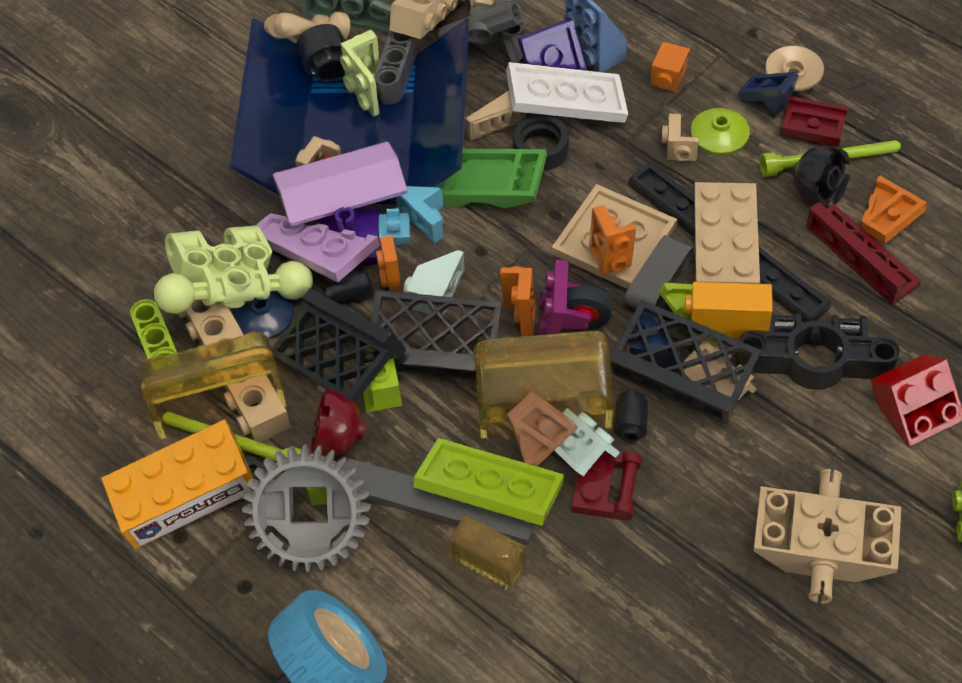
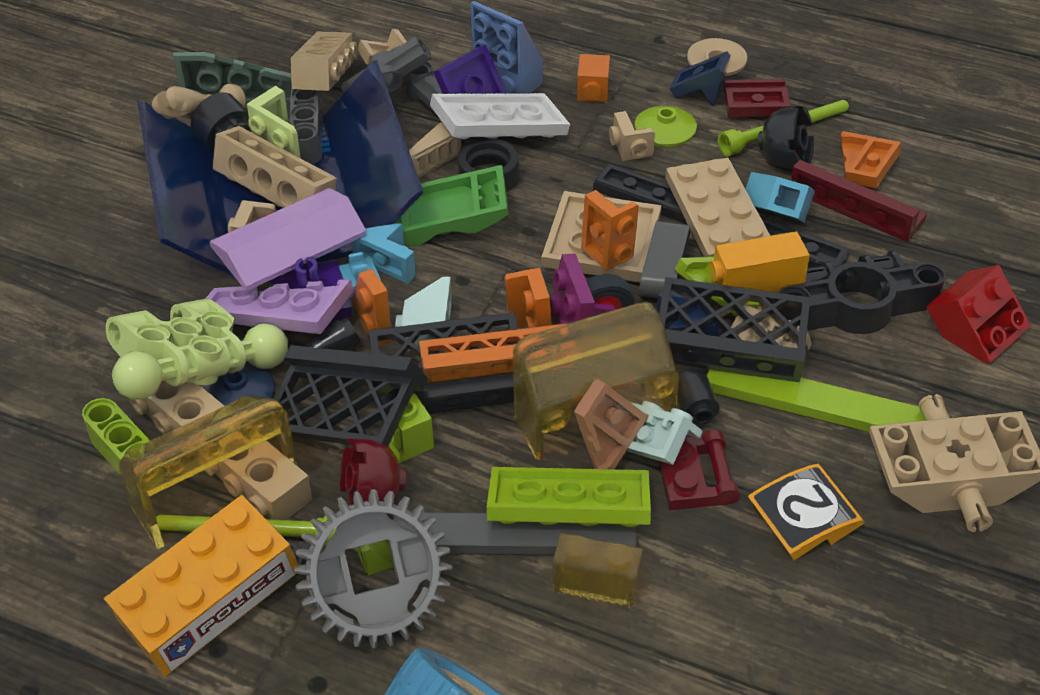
camera: 20 degrees left, 10 degrees down
(347, 107) = (267, 168): none -> tan brick
(457, 344) = (475, 362): none -> orange fence
(681, 544) = (805, 510): none -> slope
(739, 446) = (815, 400): none -> lime tile
(787, 235) = (779, 196): none -> medium azure slope

